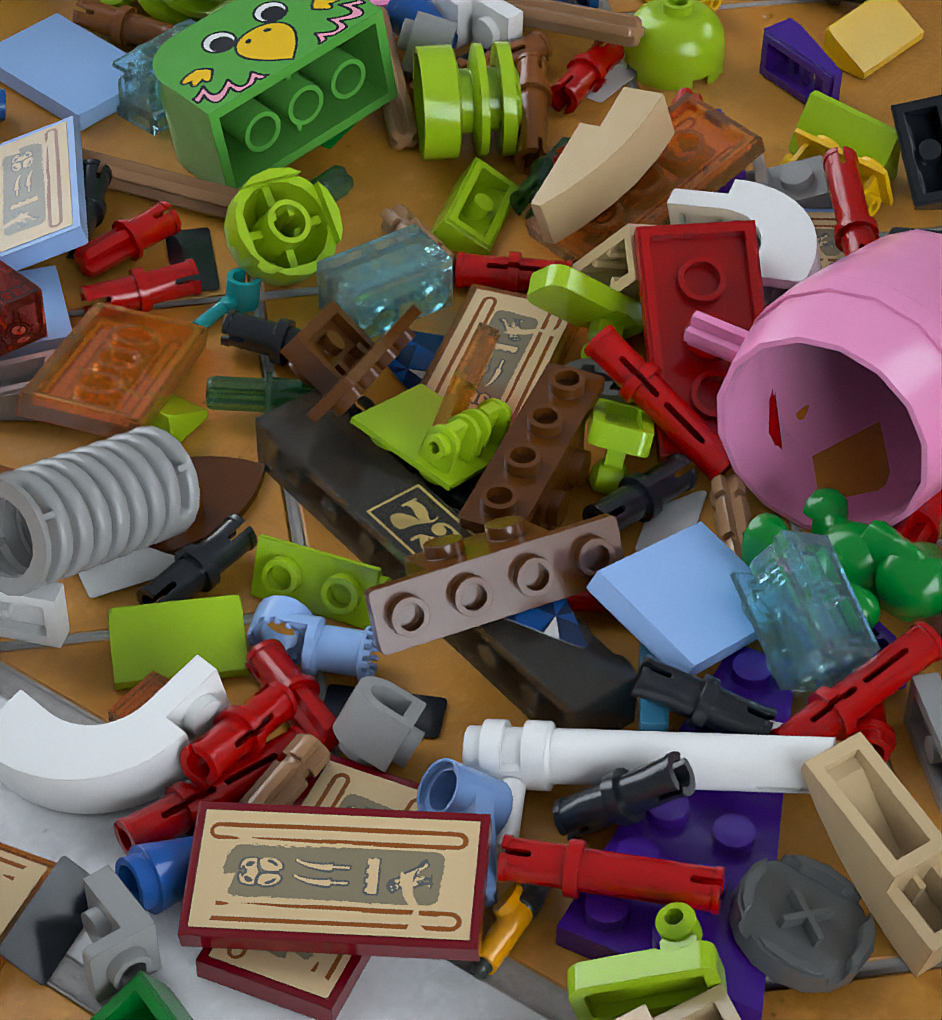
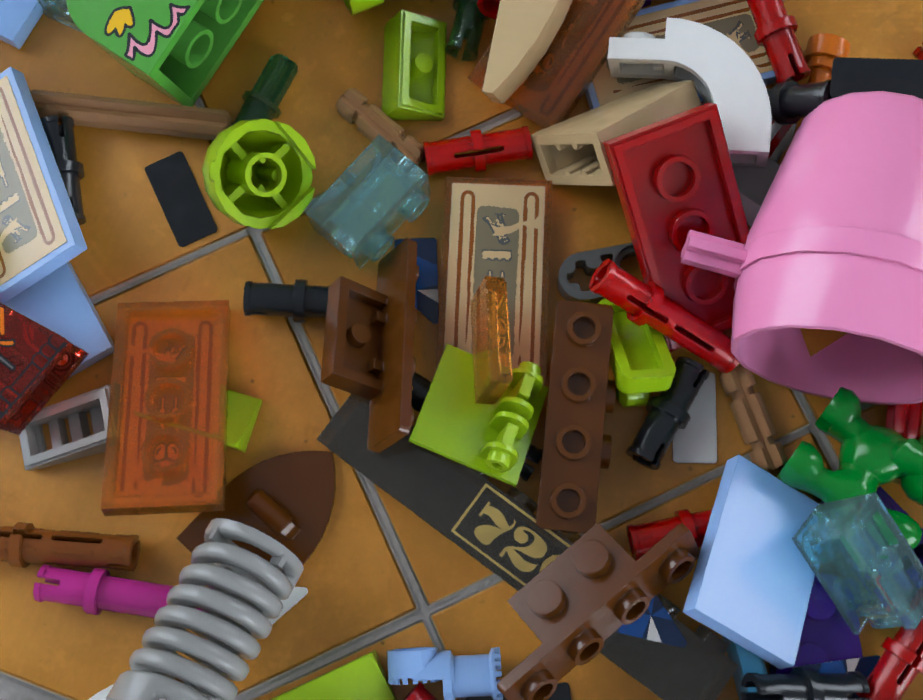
camera: 10 degrees left, 35 degrees up
(127, 240) = (116, 202): red axle -> none
(144, 289) = (150, 265): red pin -> none
(200, 565) = (318, 609): black pin -> none
(237, 296) = (237, 250): teal hand -> none
(252, 393) = (289, 380): clear green axle -> none
(319, 580) = (400, 591): lime hinge -> none
(584, 302) = (577, 201): lime piece -> none

